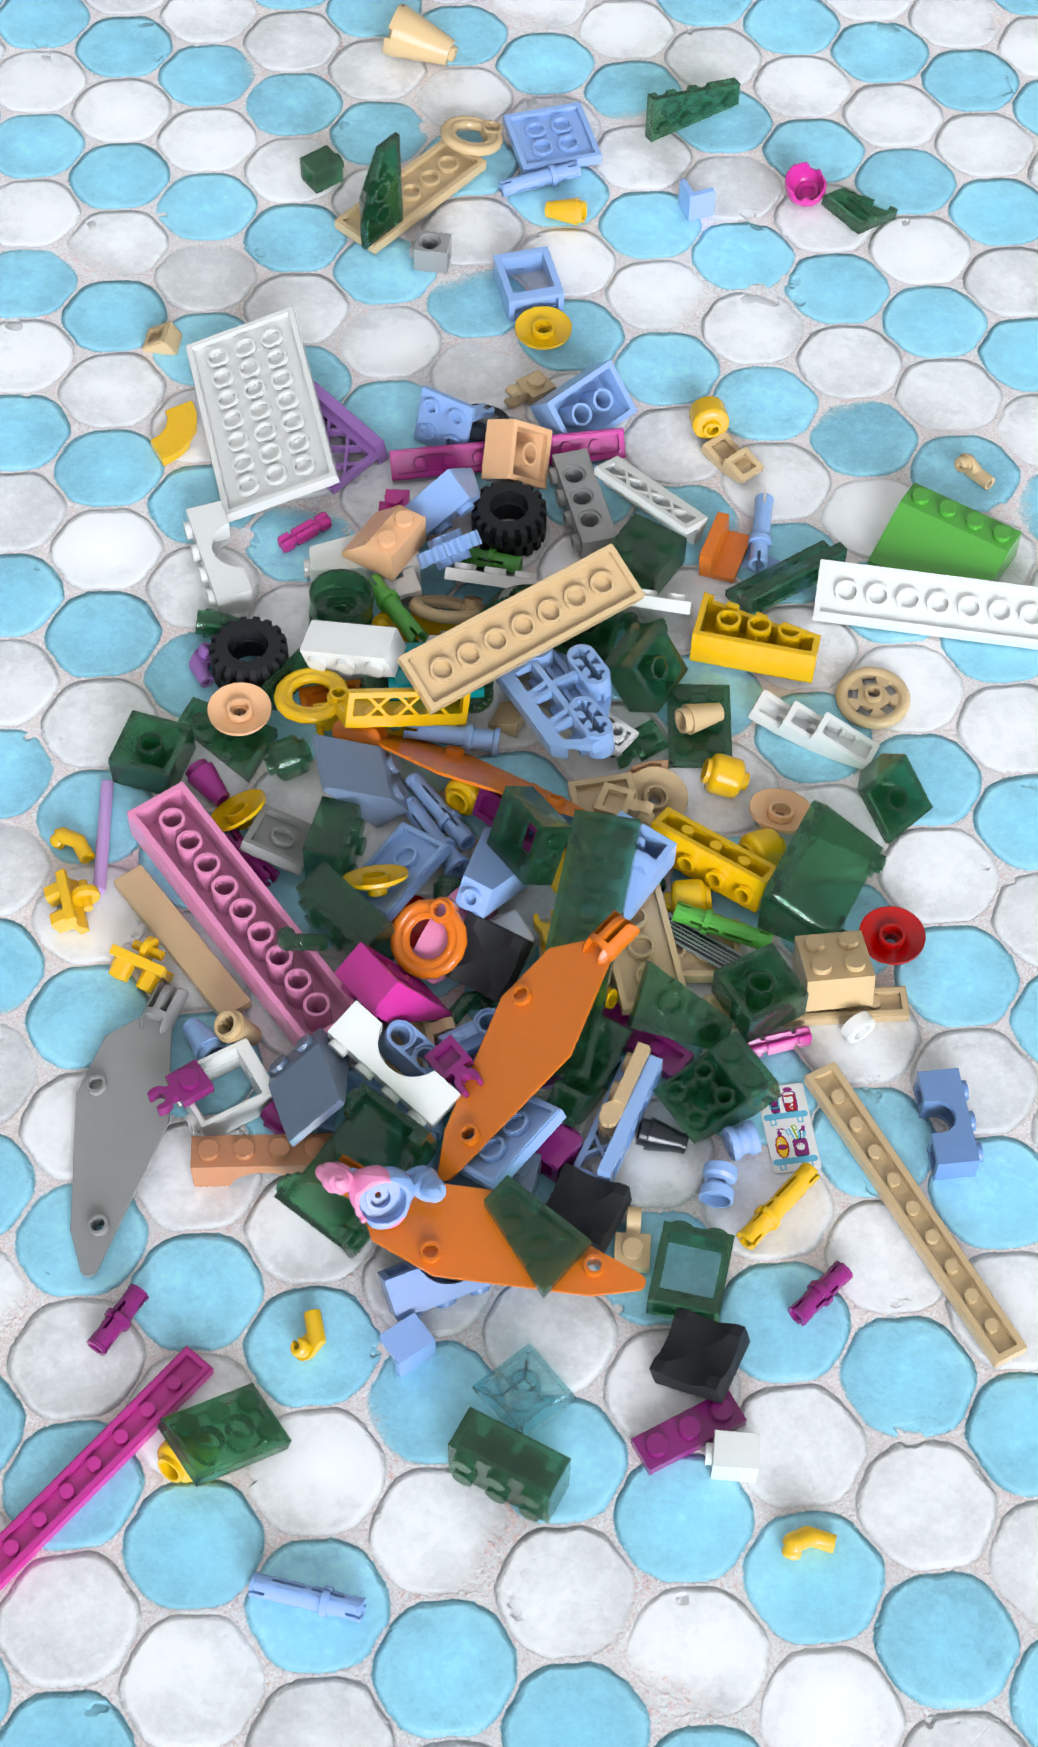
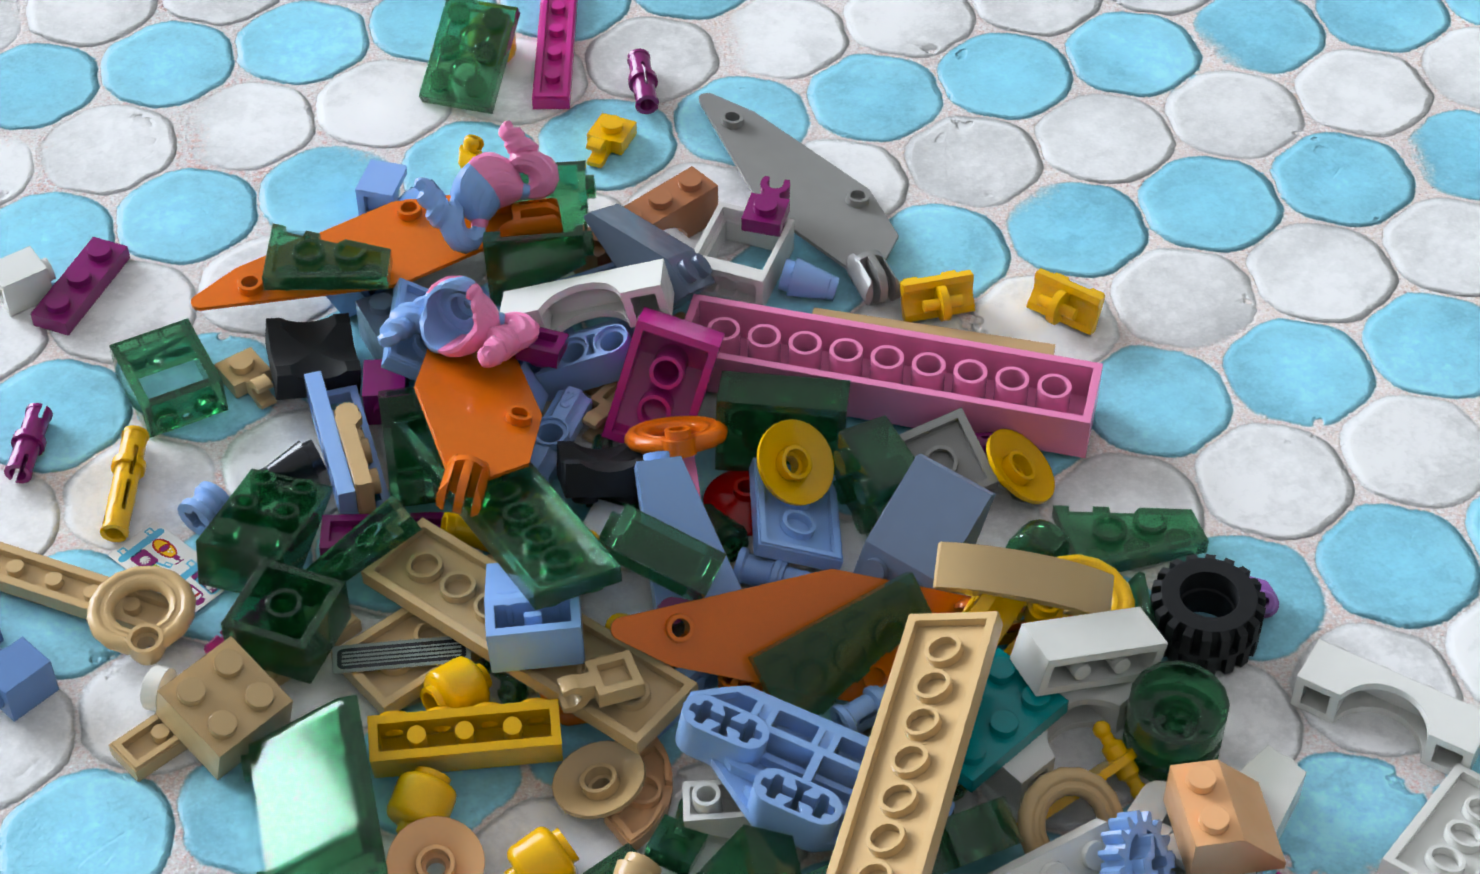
camera: 140 degrees right, 10 degrees down
(64, 836) = (1138, 356): yellow arm -> none
(103, 835) = (1123, 382): lavender bar -> none
(151, 753) = (1166, 453): clear green brick -> none
(193, 1287) = (609, 136): none -> yellow plate
(207, 781) = (1086, 481): magenta cone -> none
(210, 620) = (1294, 638): clear green cone -> none
(233, 1026) = (783, 285): tan cone -> none
(235, 700) = (1135, 537): light nougat dish -> none
(292, 941) = (795, 348): clear green arm -> none
(304, 532) = (1354, 824): dark pink axle -> none
(316, 1599) = (309, 29): light blue pin -> none
(374, 695) = (1022, 577): none -> tan slope
(389, 602) = (1105, 754): bright green pin -> none
(468, 753) = (839, 648): none -> clear green wing
(503, 1084) = (458, 321): none -> hair
(508, 1466) = (212, 153): clear green brick -> none
(524, 1391) = (244, 215): clear light blue slope -> none
(700, 1356) = (102, 313): black brick -> none
(715, 924) = (390, 668): bright green pin -> none
(718, 1183) = (199, 458): light blue wheel -> none
(831, 1051) = (135, 640): none -> tan piece
(893, 924) = (184, 795): red dish -> none

